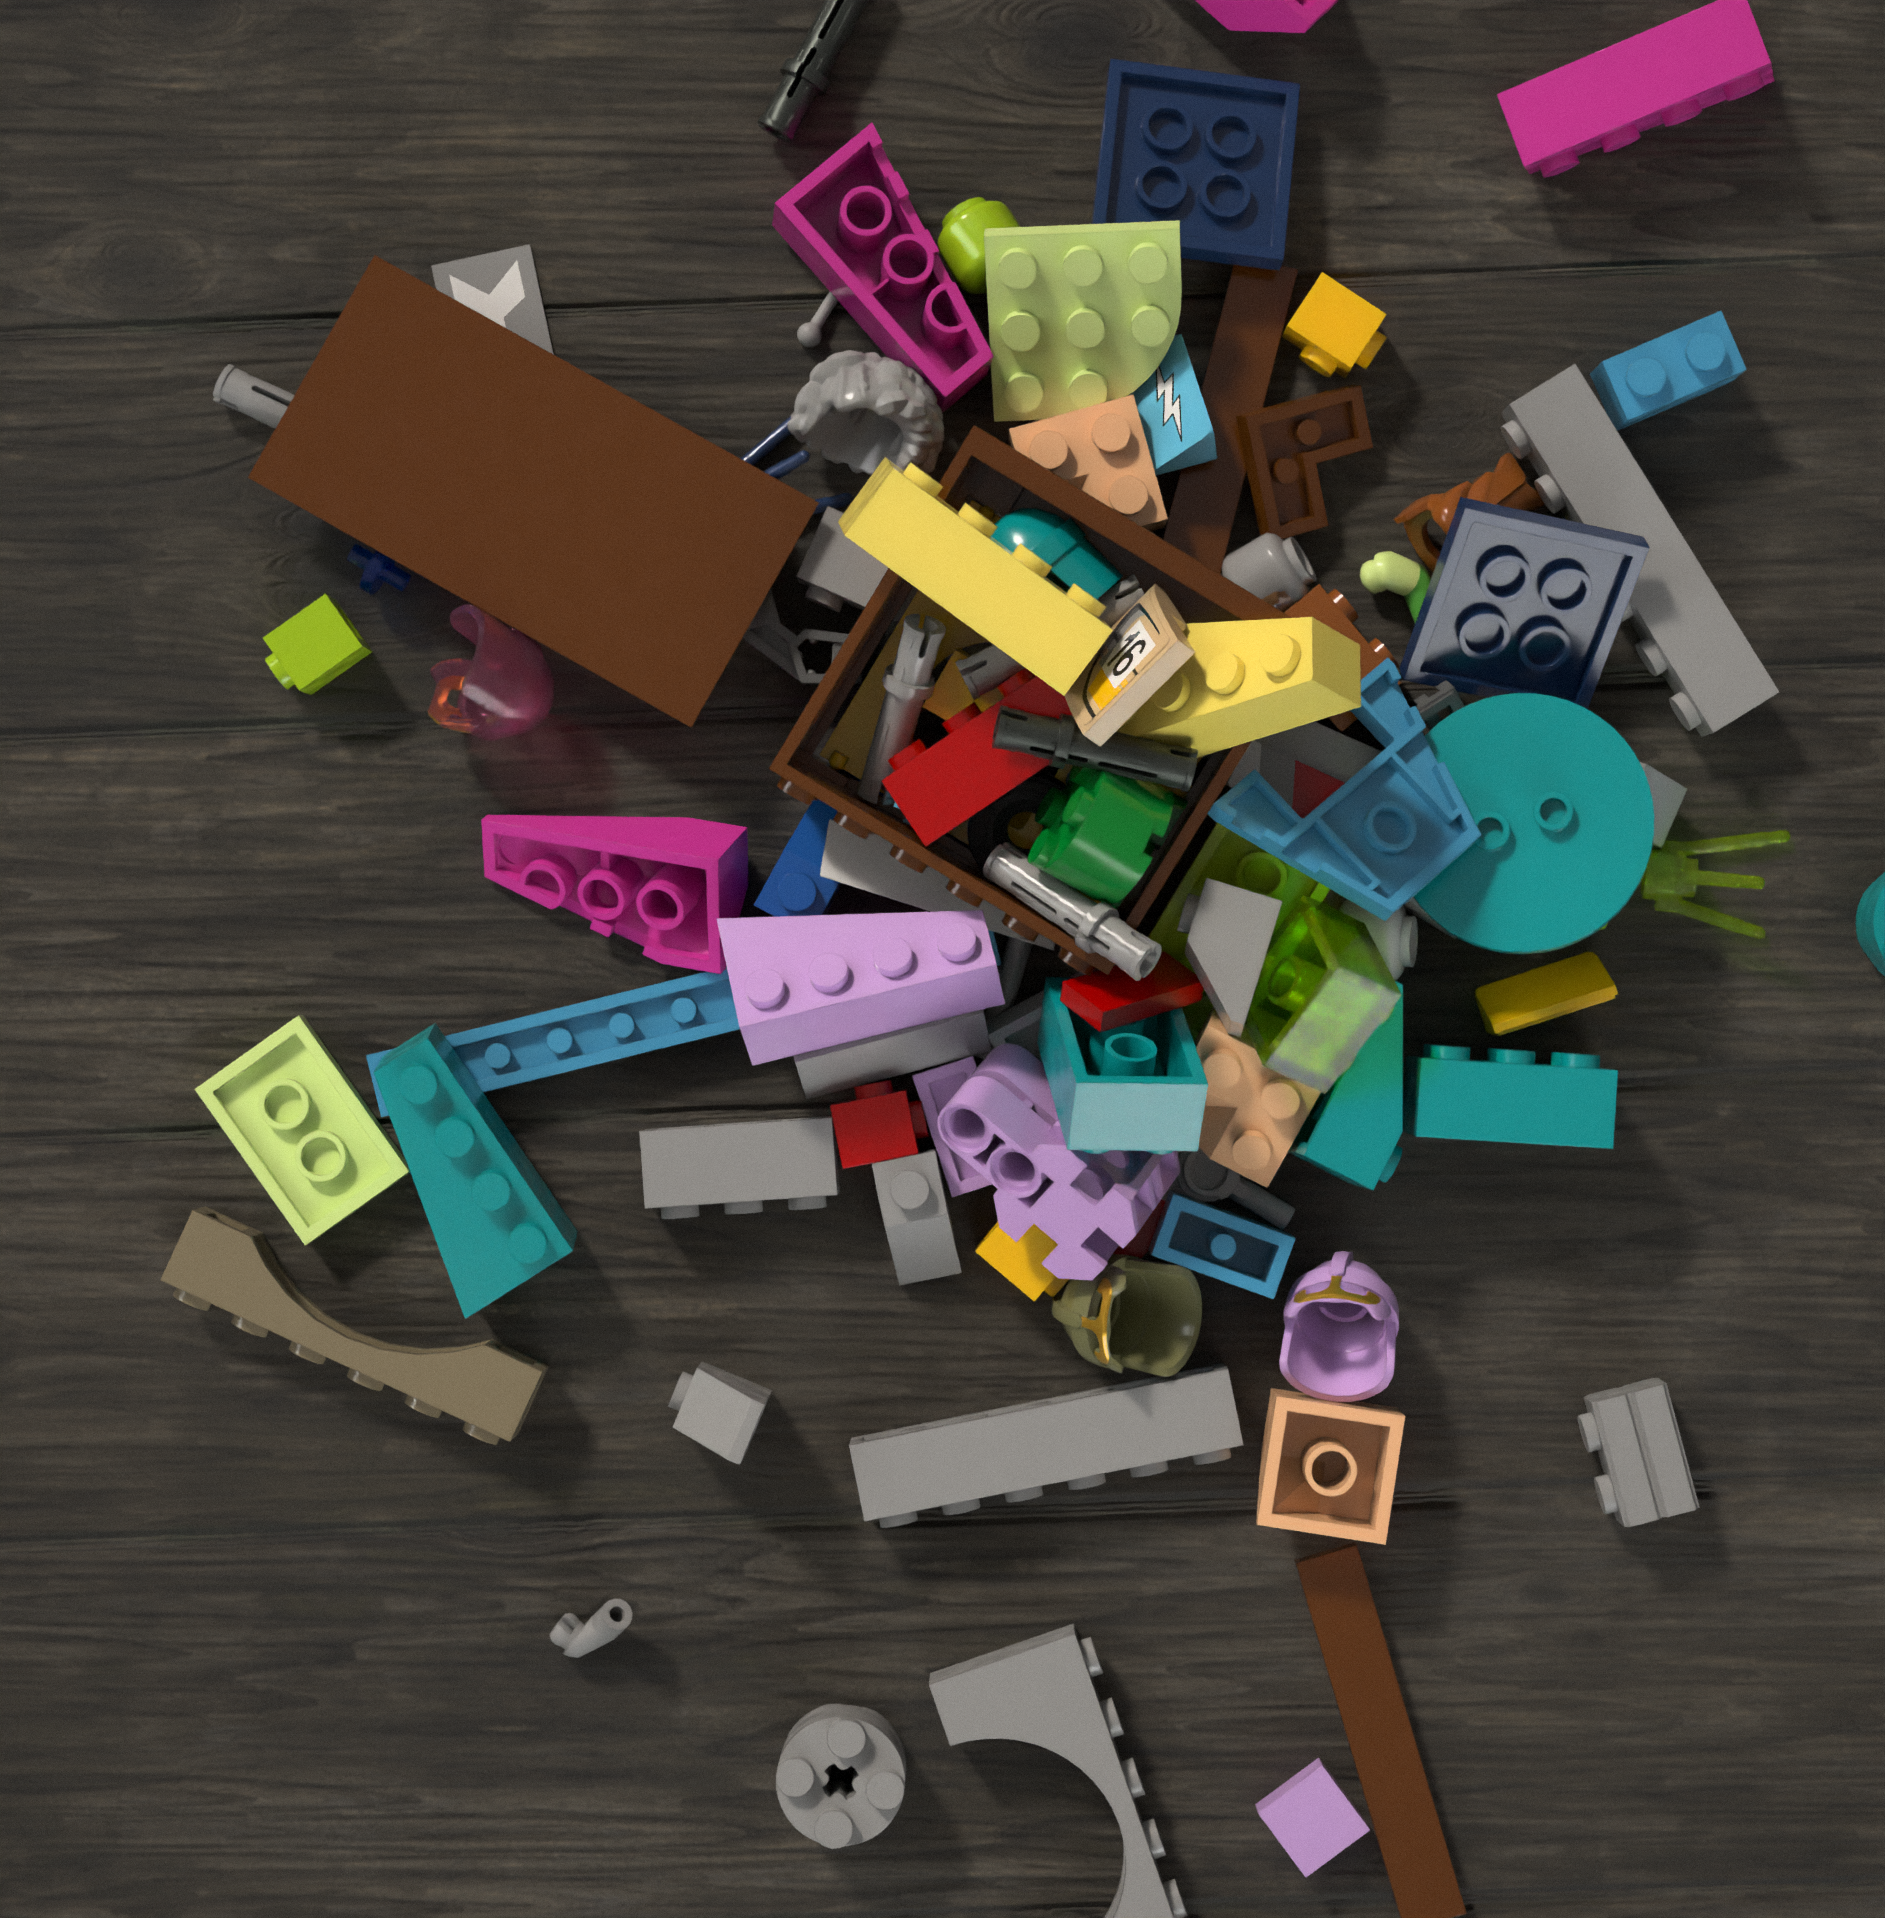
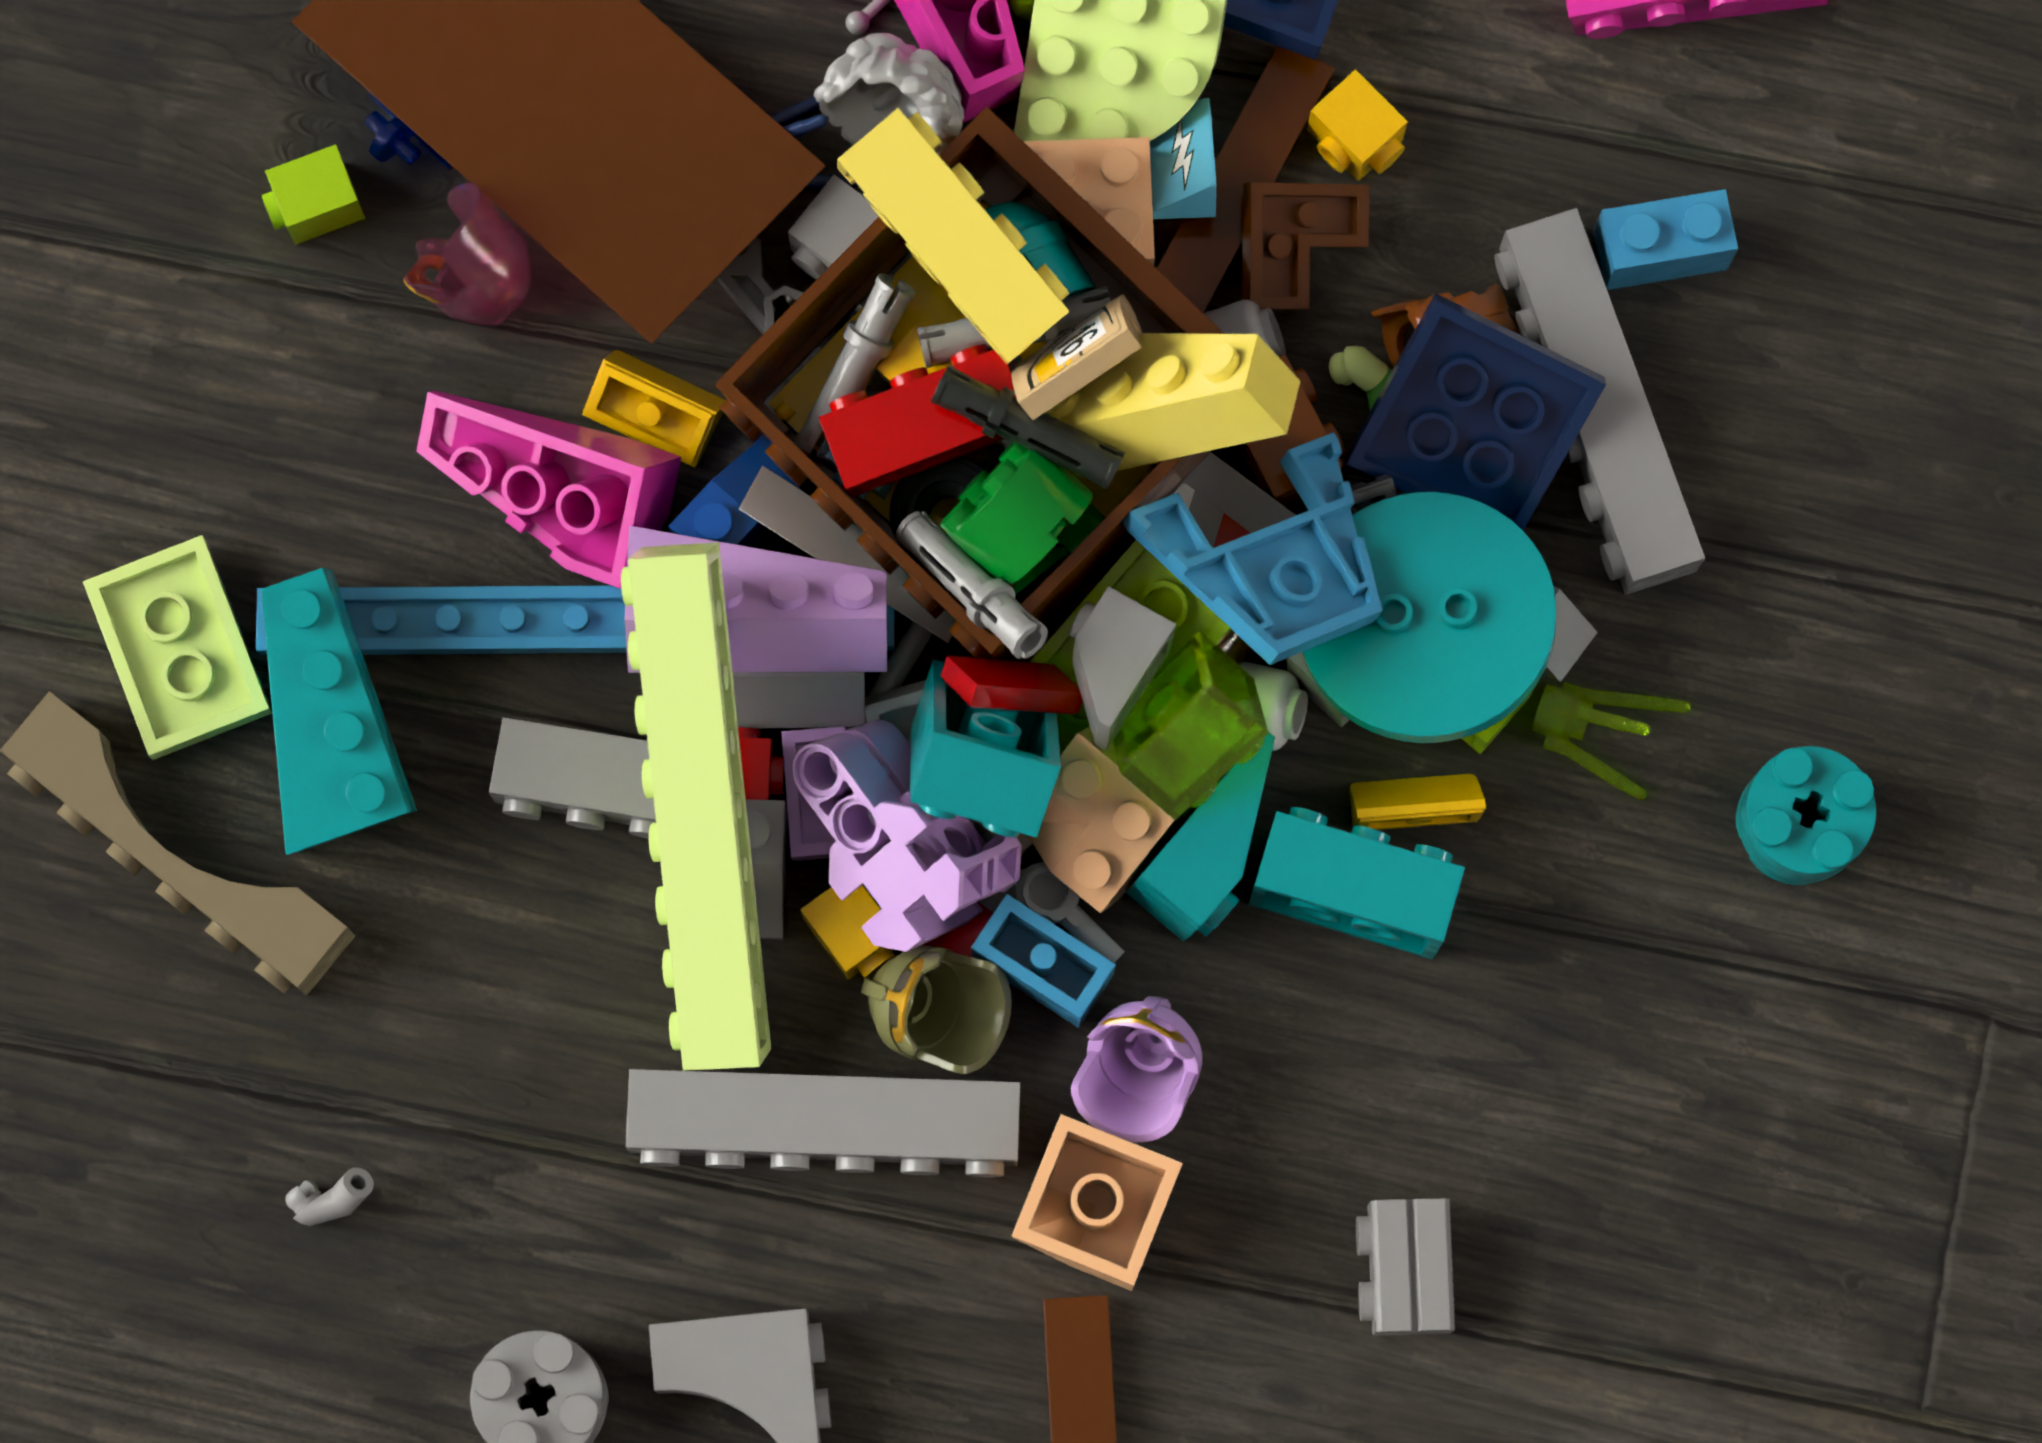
camera: 15 degrees right, 10 degrees down
(705, 776) = (653, 406): none -> yellow slope
(719, 1410) = (512, 1008): light grey slope -> none
(855, 1183) = (698, 805): none -> yellowish green brick

